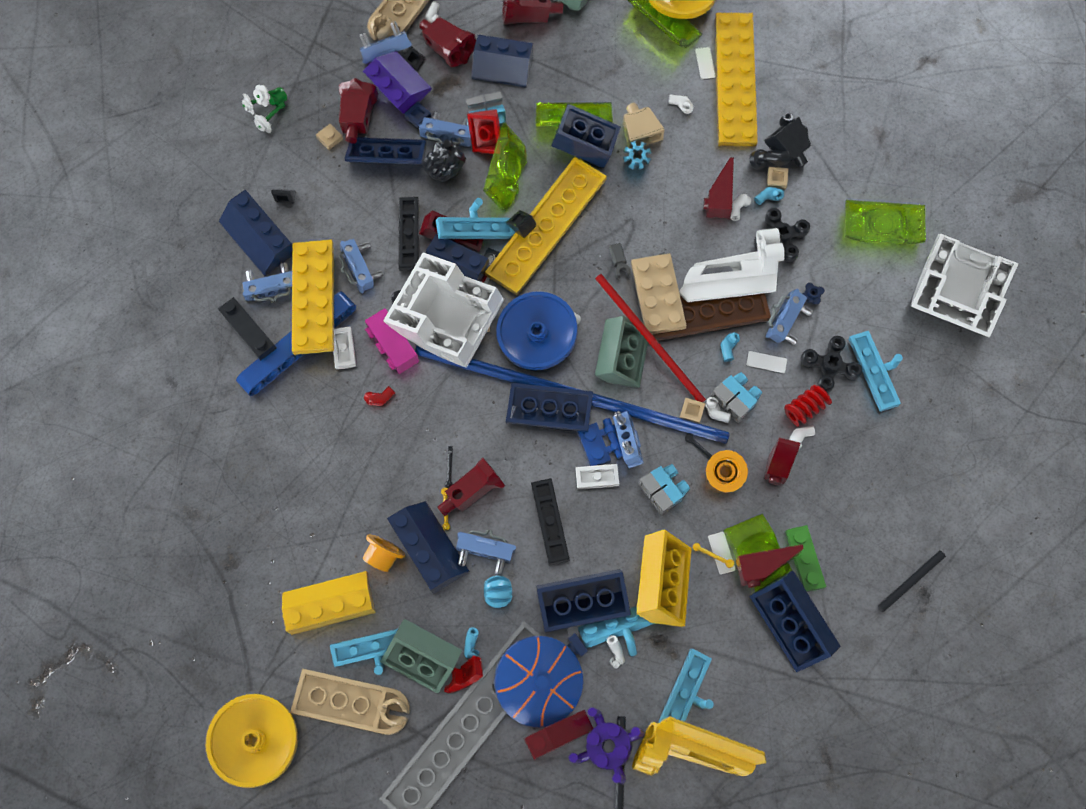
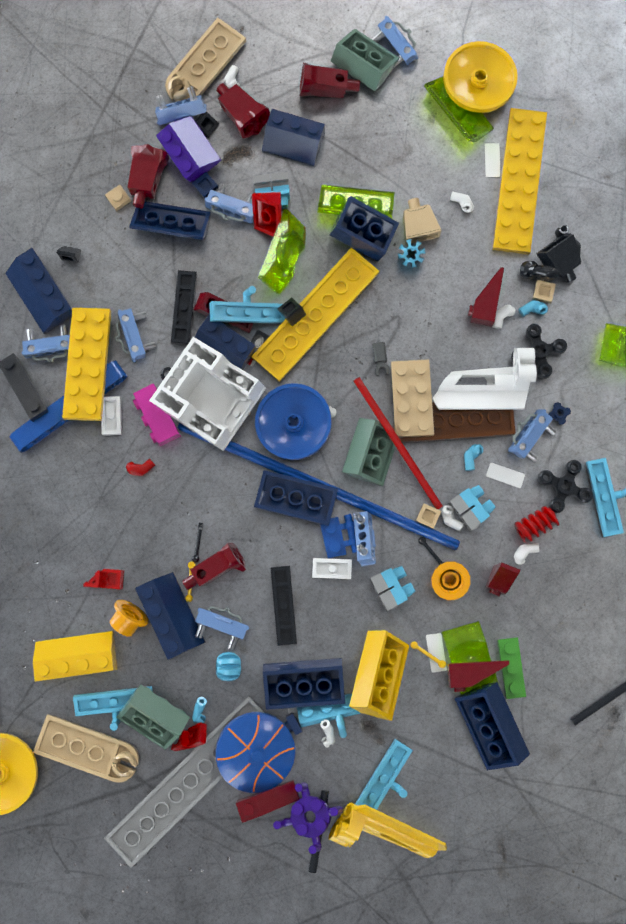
camera: 10 degrees right, 10 degrees up
(263, 96) = (56, 152): plant -> none
(354, 517) = (107, 579): none -> red slope
(444, 161) = (225, 239): black hair -> none

